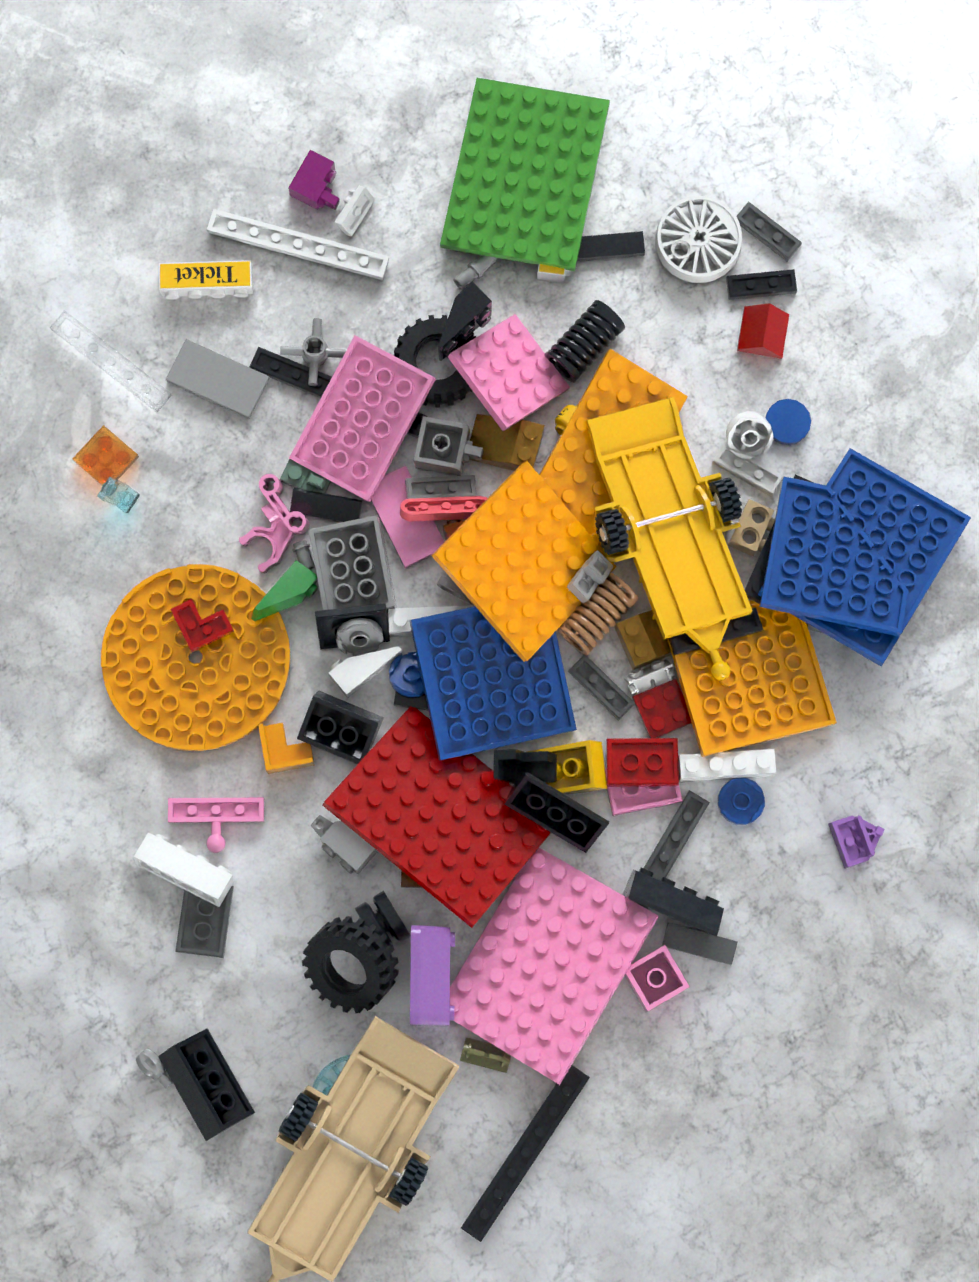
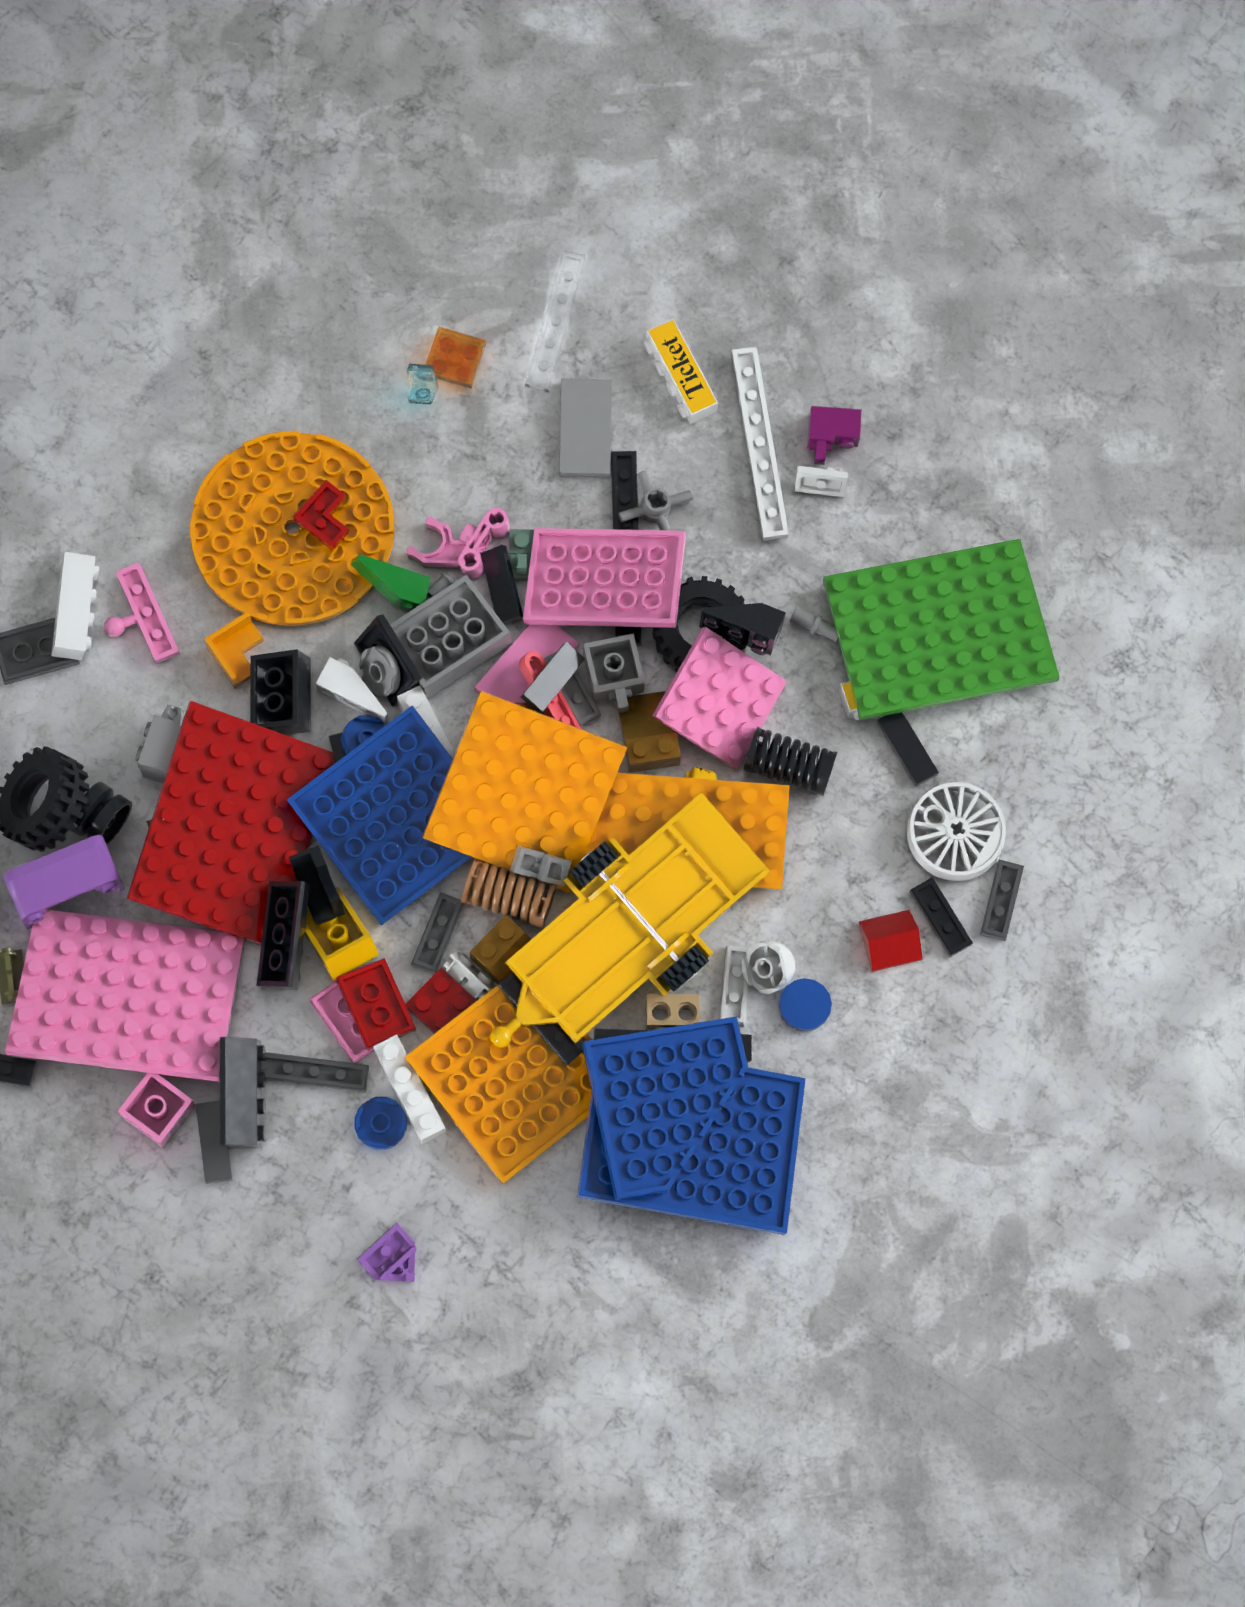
camera: 65 degrees right, 5 degrees down
(431, 497) = (552, 677): none -> tile

